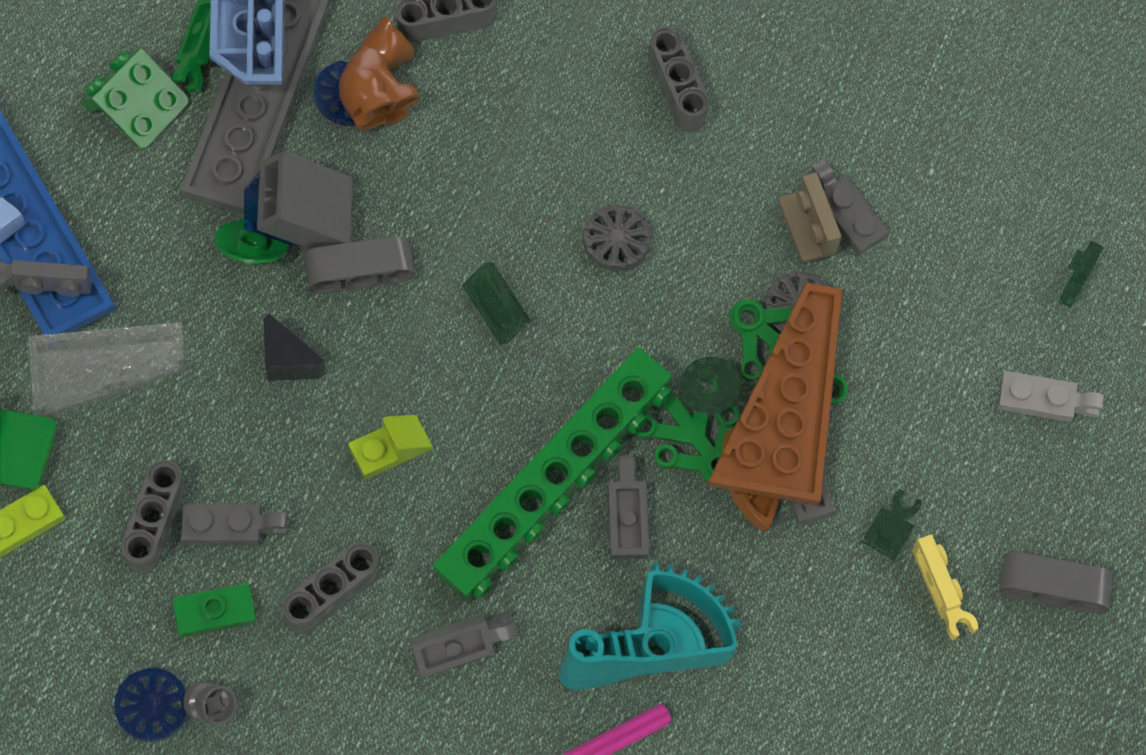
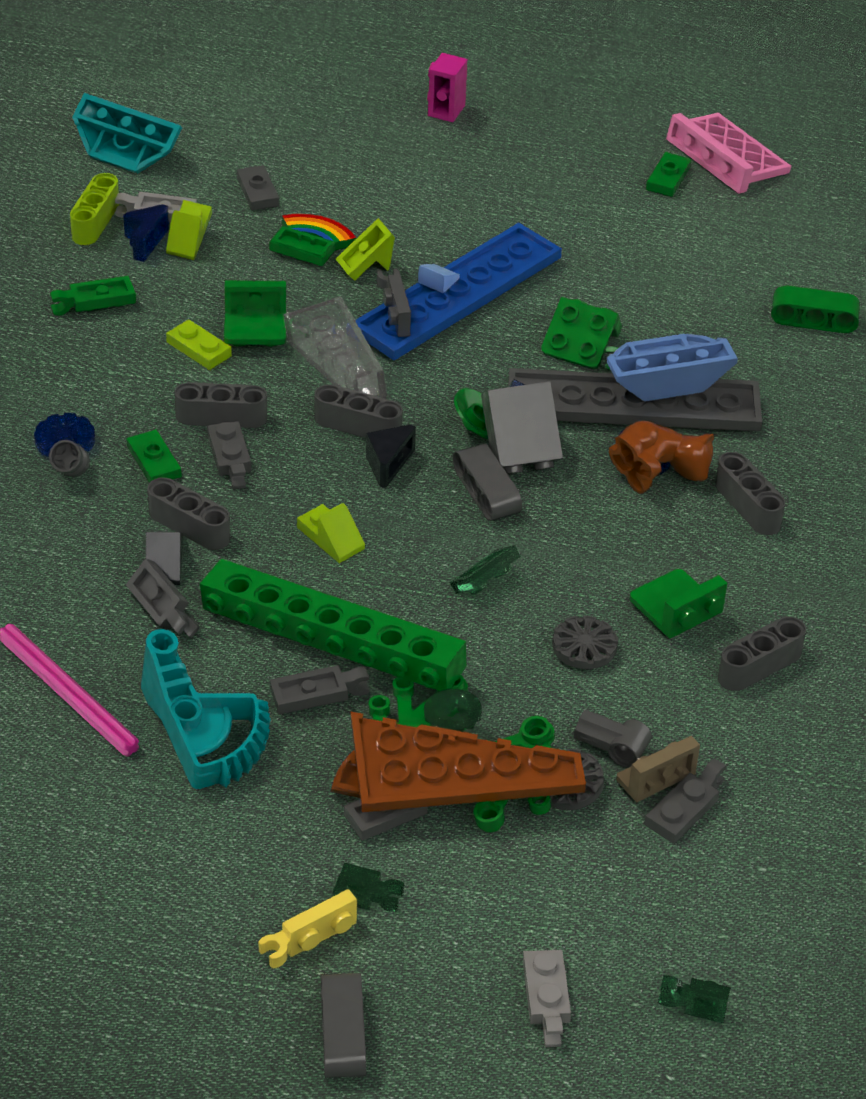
camera: 80 degrees right, 25 degrees down
(213, 353) = (354, 411): none -> dark grey beam
(382, 626) = (166, 552): none -> black slope
(587, 131) = (679, 602): none -> green bracket
(761, 242) = (622, 741): none -> dark grey piece

